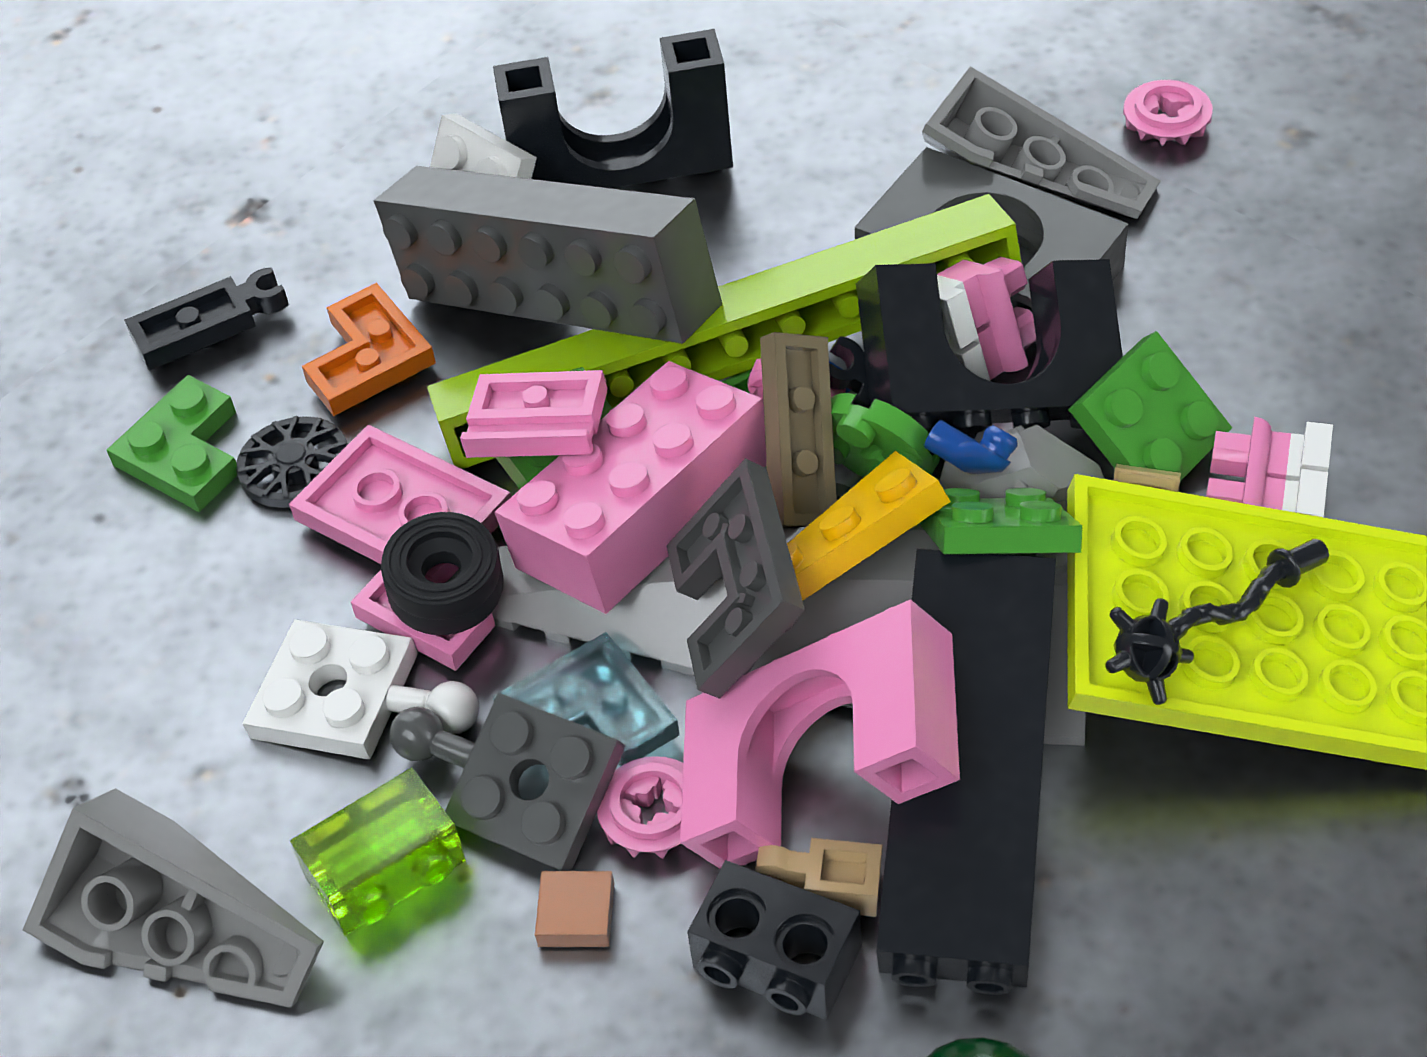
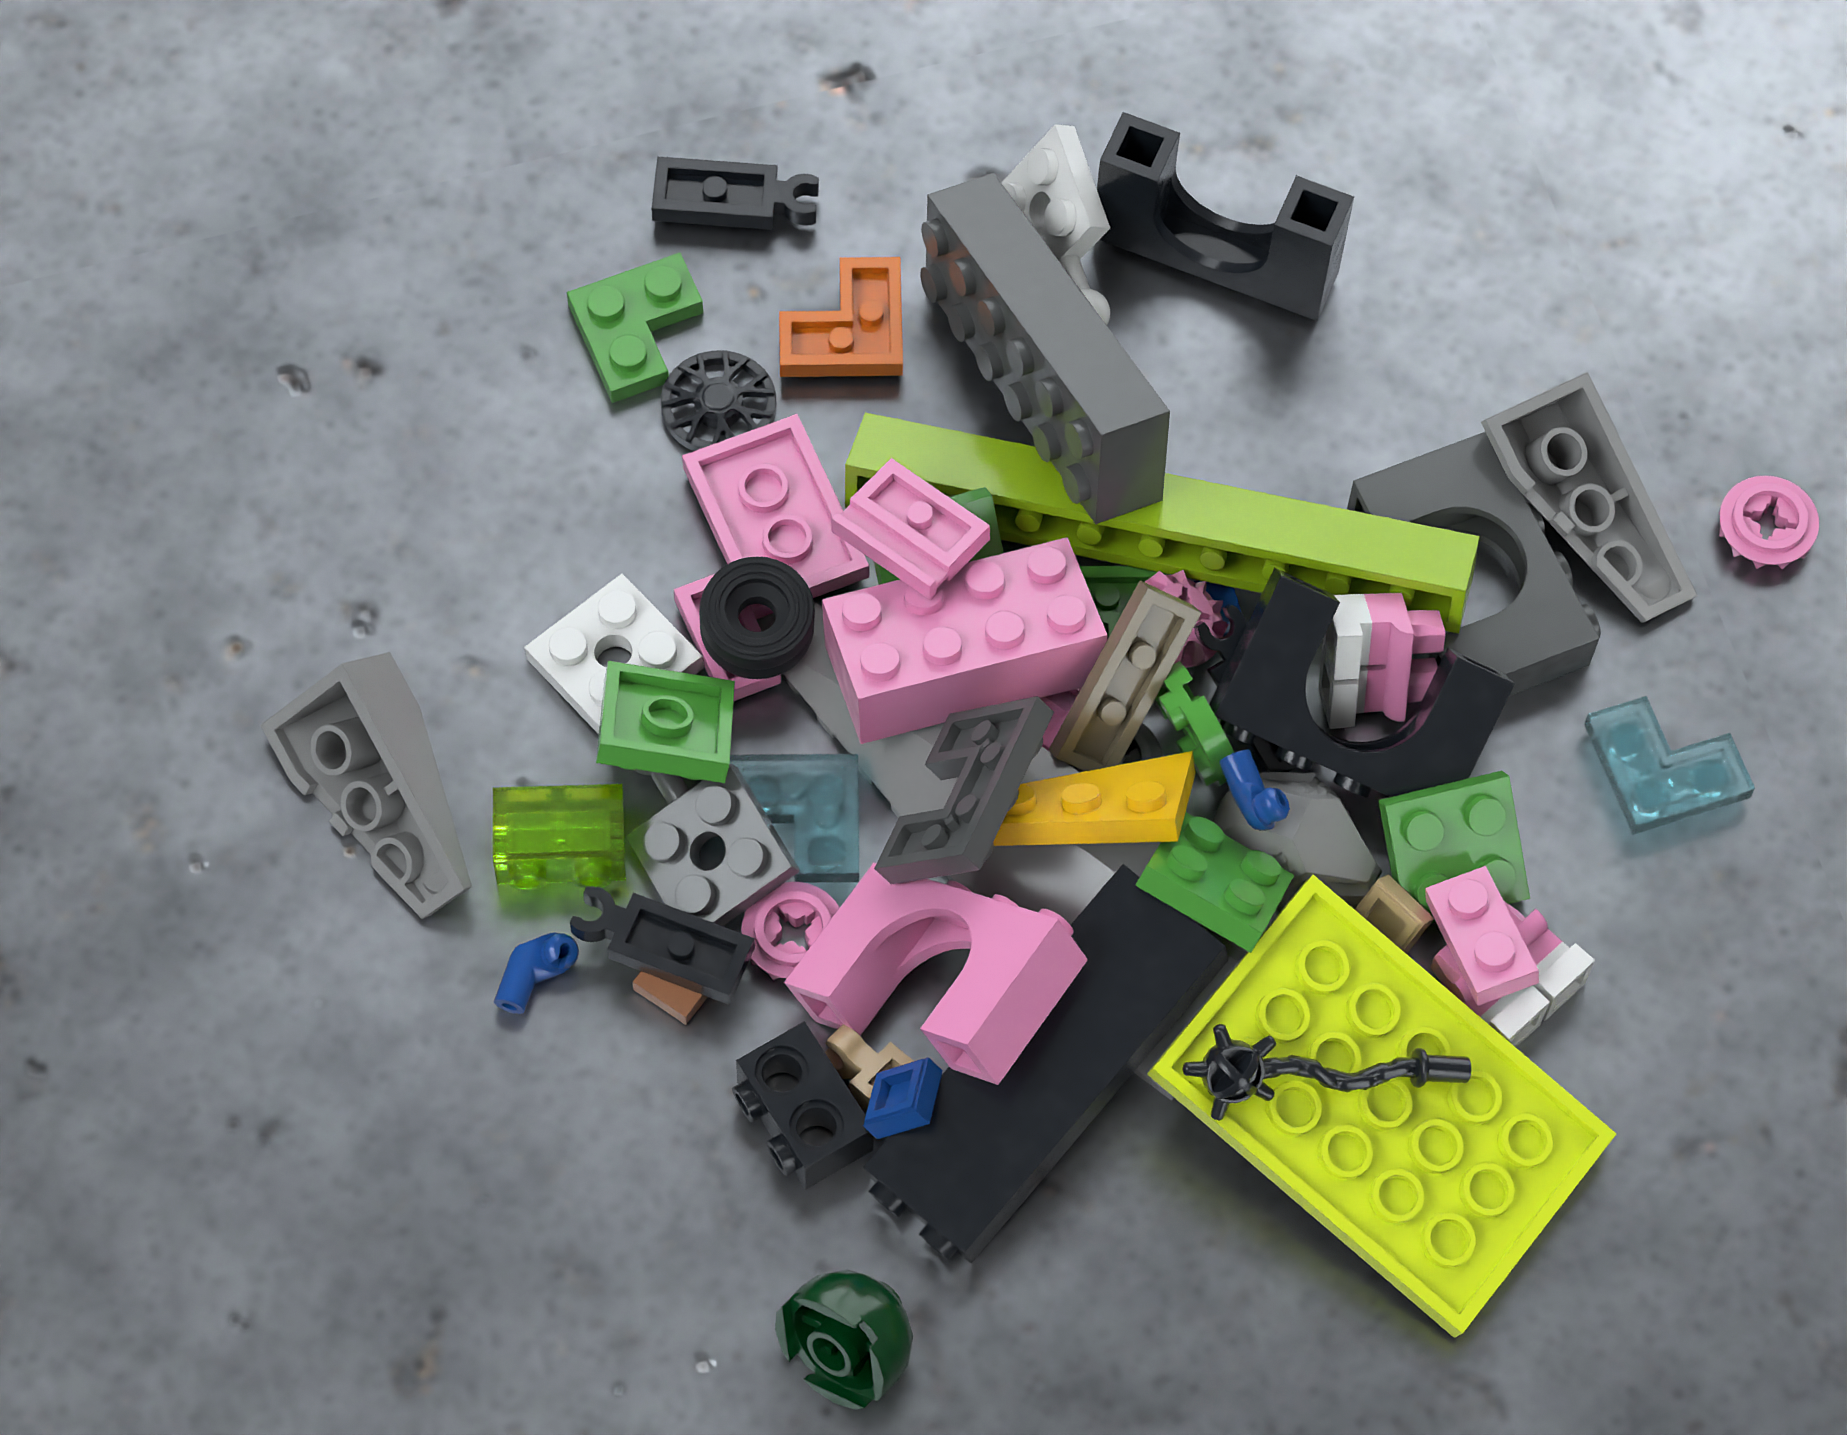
camera: 25 degrees right, 15 degrees up
(419, 692) = (666, 722): none -> bright green plate
(428, 978) = (532, 964): none -> blue arm
(545, 876) = (668, 943): none -> black plate
(869, 864) = (902, 1098): none -> blue tile
(1235, 455) = (1482, 935): none -> bright pink plate
(1246, 301) = (1658, 783): none -> clear light blue plate

